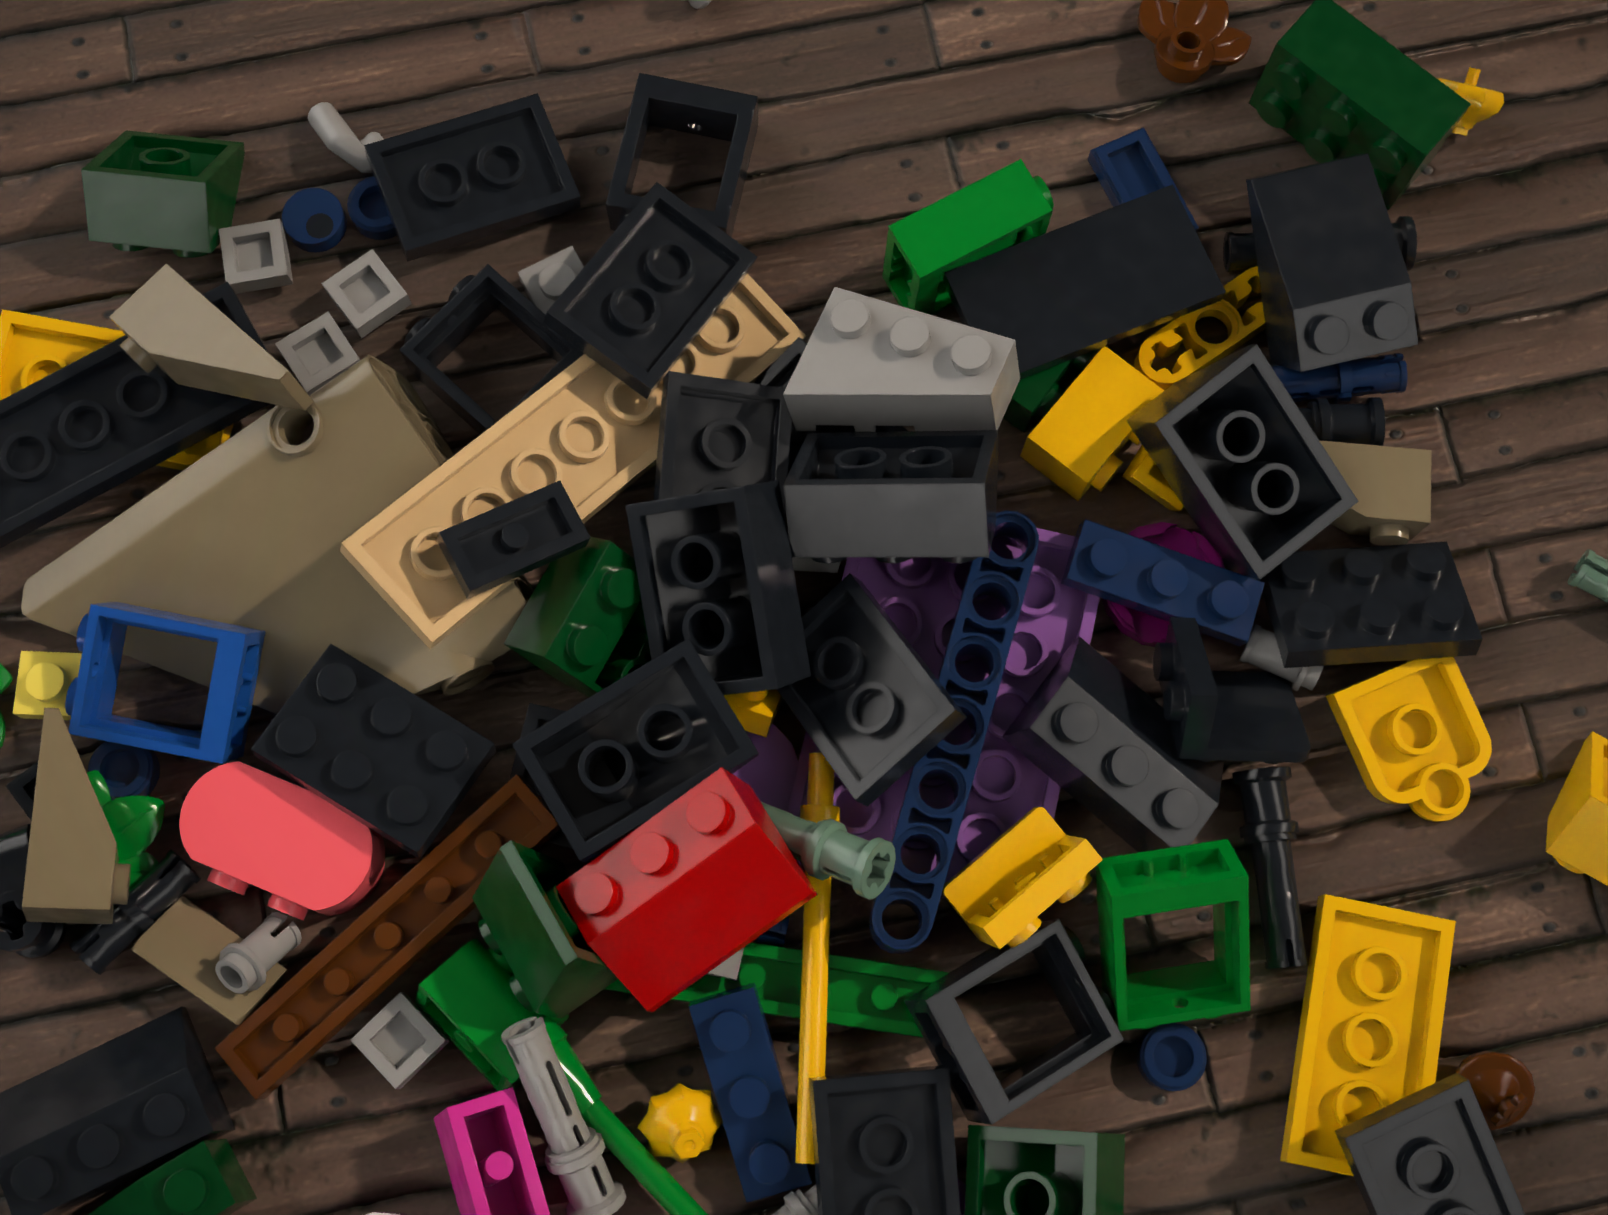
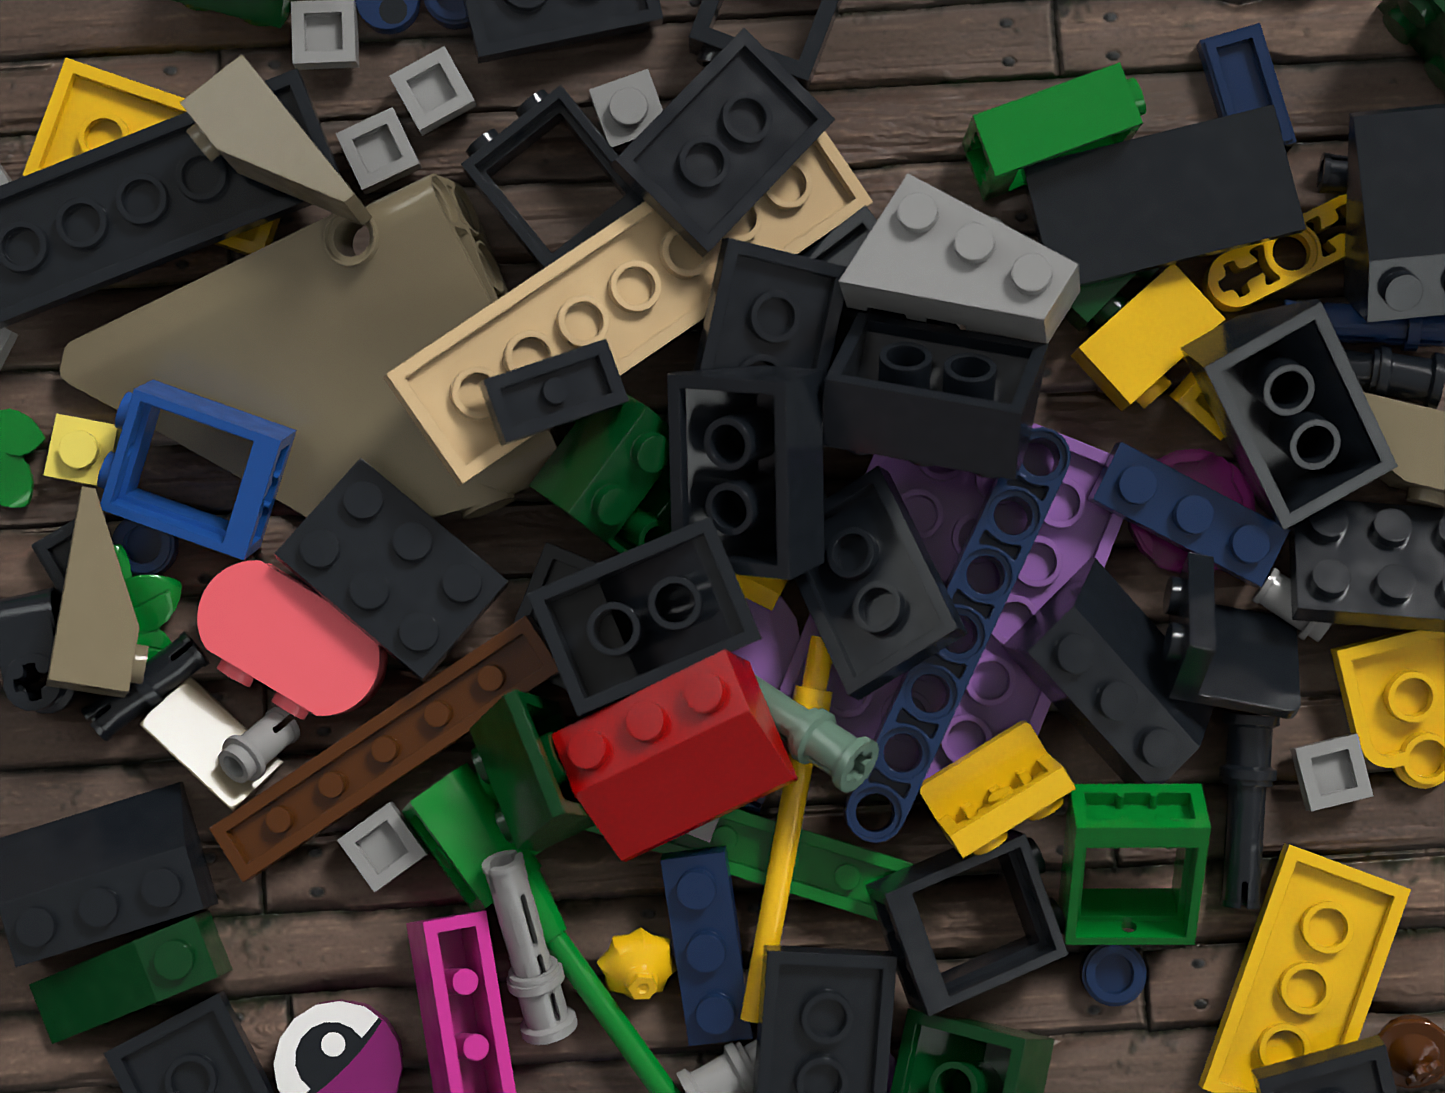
camera: 15 degrees right, 10 degrees up
(1351, 816) = (1331, 772): none -> light grey plate

